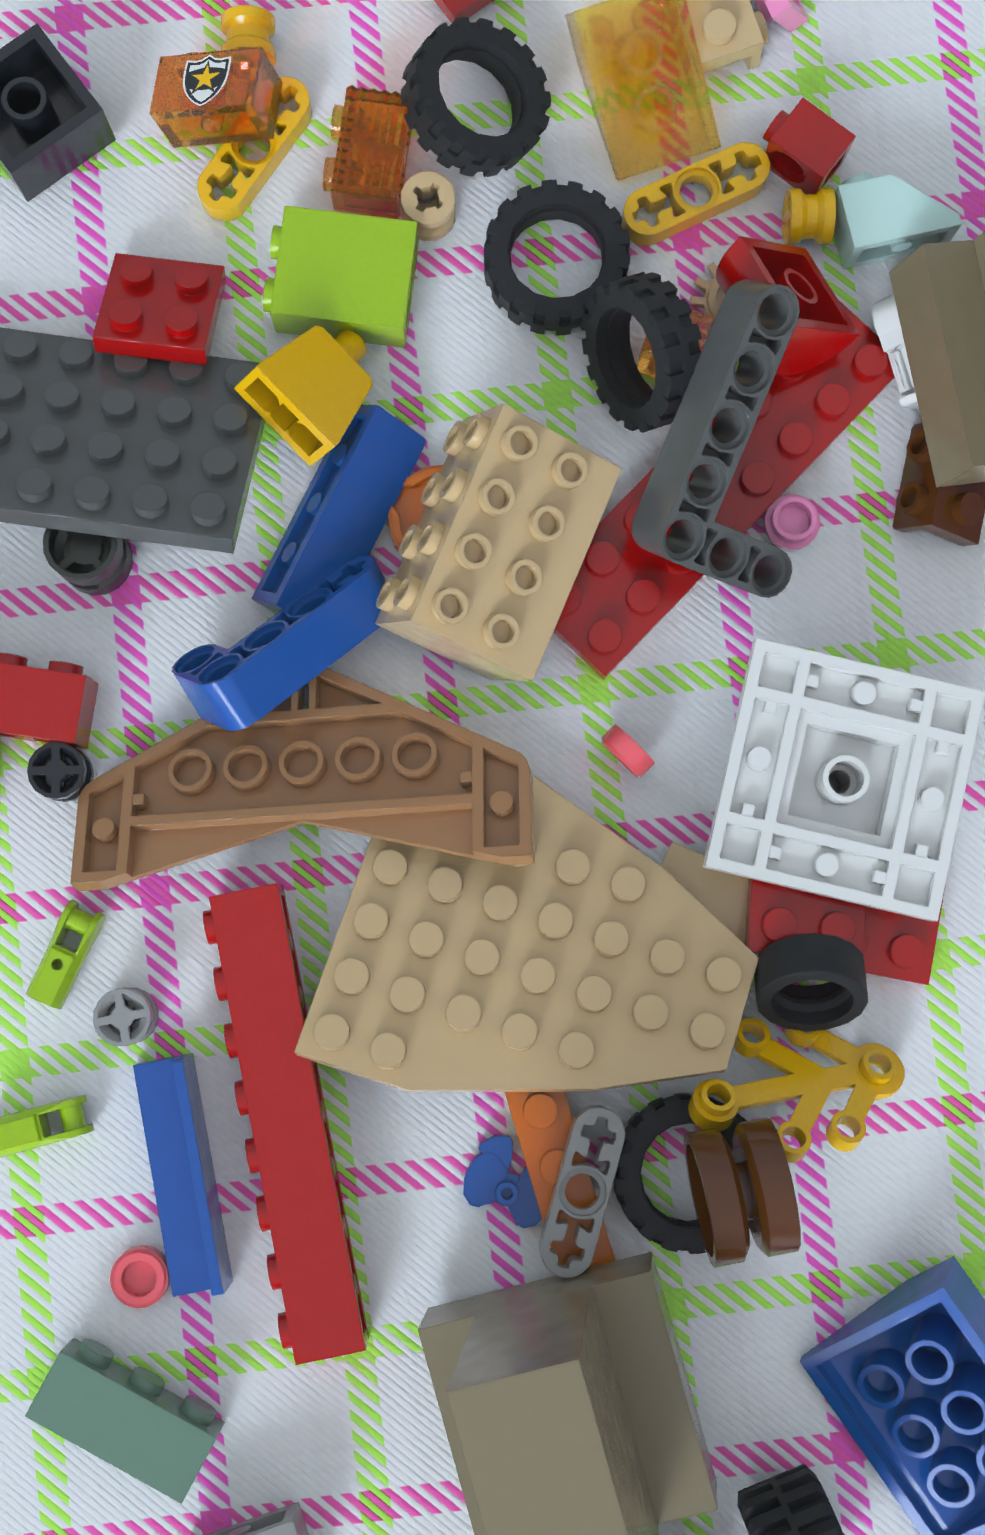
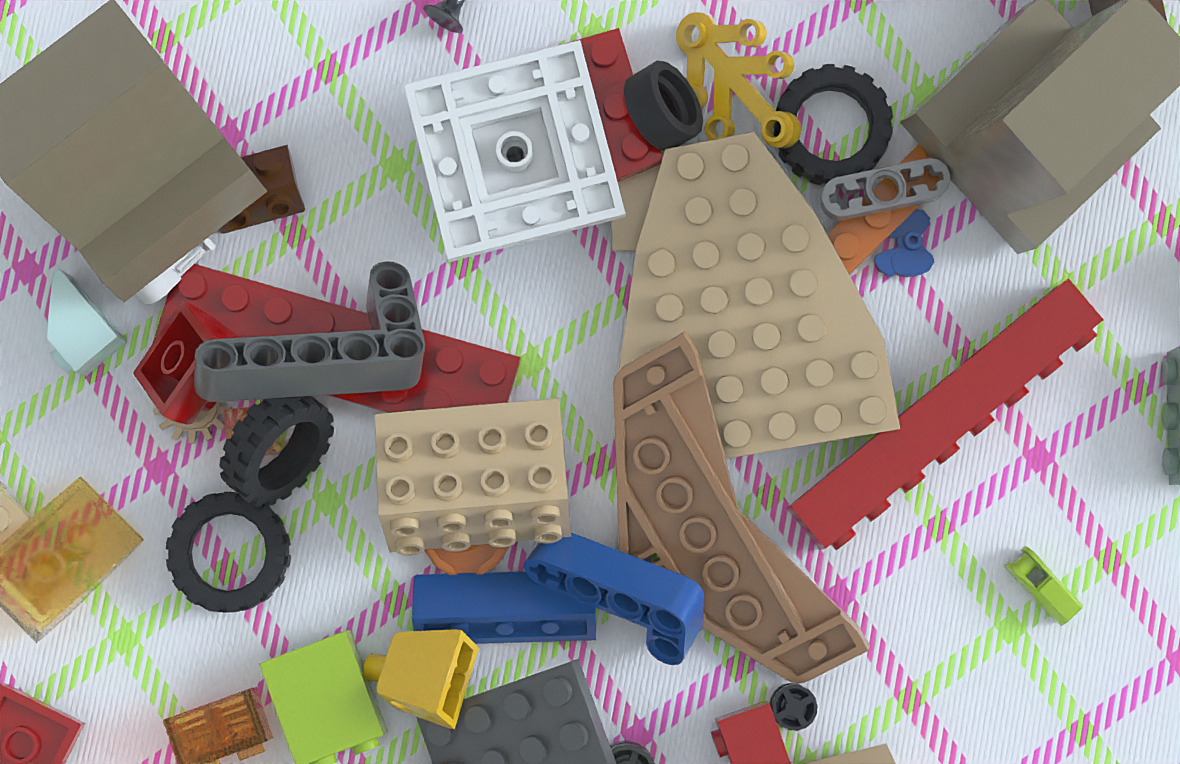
camera: 110 degrees left, 0 degrees up
(61, 963) = (924, 632): lime bar -> none
(114, 1018) = (943, 561): light grey wheel -> none
(140, 1276) = (1103, 460): coral tile -> none
(183, 1175) = (1020, 468): blue panel -> none
(434, 217) = (244, 667): tan wheel -> none
(508, 63) = (108, 646): black tyre -> none
(627, 751) = (566, 314): coral tile -> none
(736, 192) = (107, 447): yellow beam -> none
(742, 1192) = (830, 80): reddish brown wheel -> none
(792, 522) = (338, 283): bright pink plate -> none
(806, 146) = (52, 412): red brick -> none
(808, 216) = (104, 384): yellow wheel -> none

